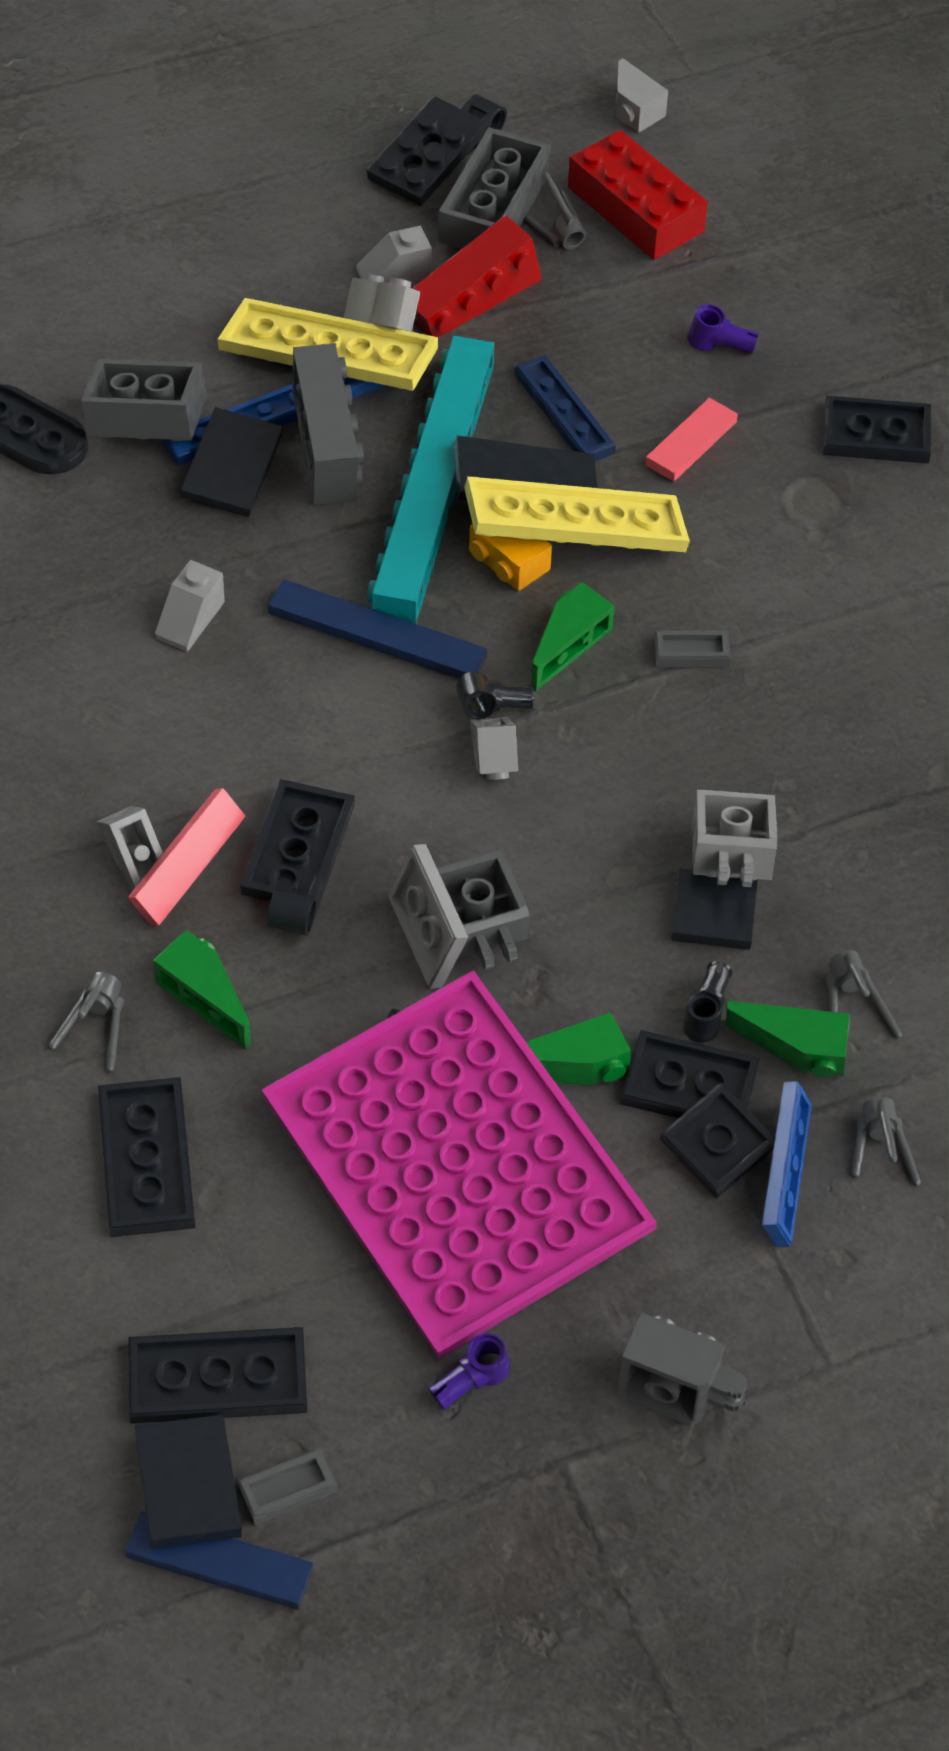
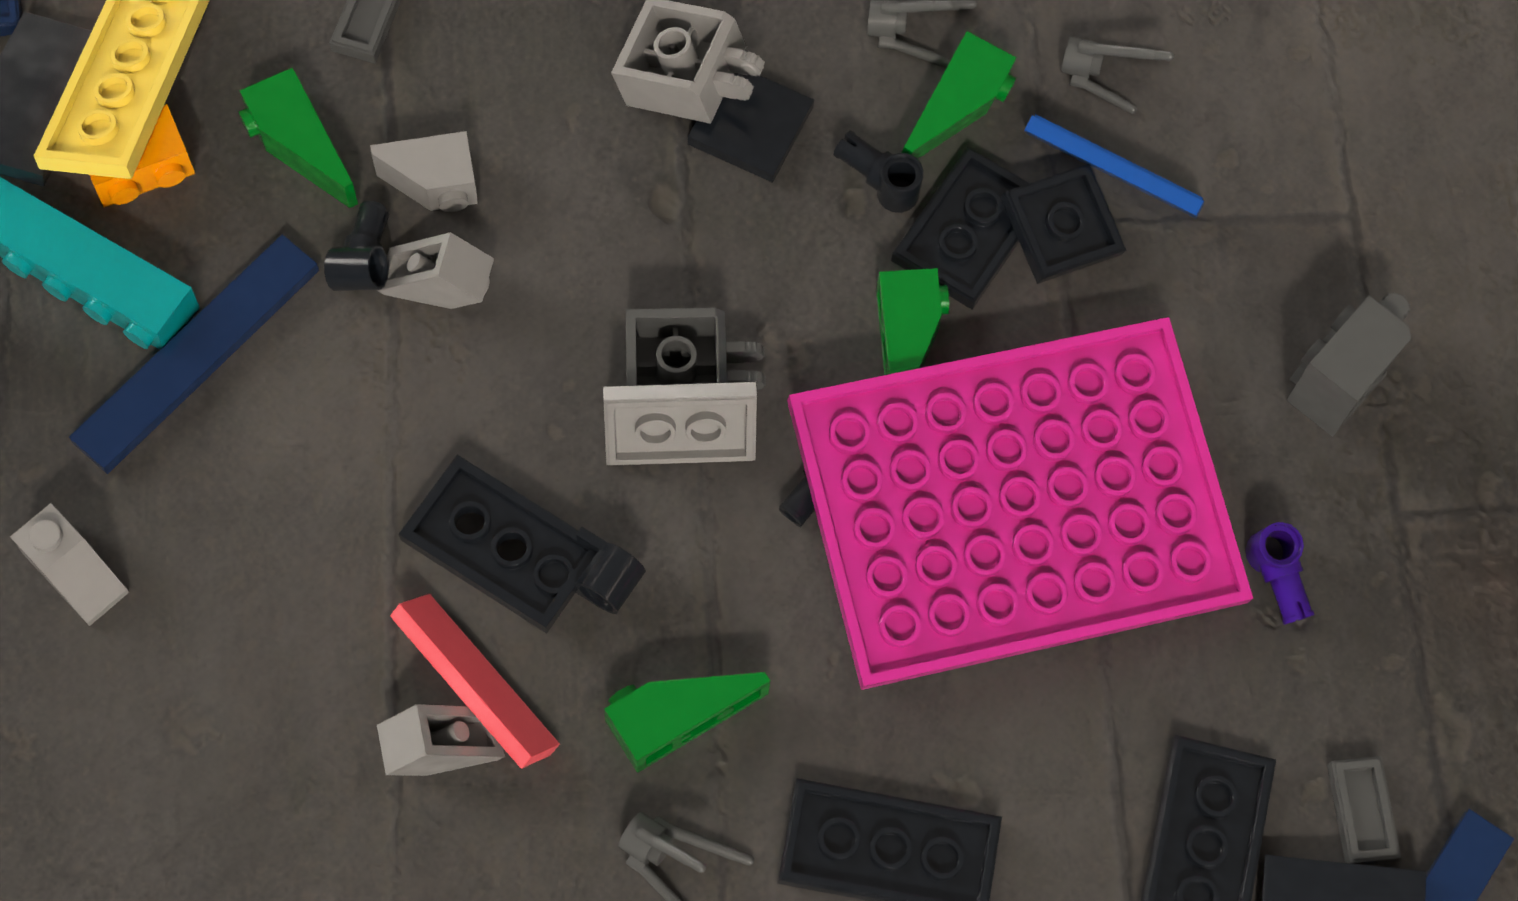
camera: 75 degrees left, 15 degrees up
(578, 719) = (429, 170): none -> light grey slope

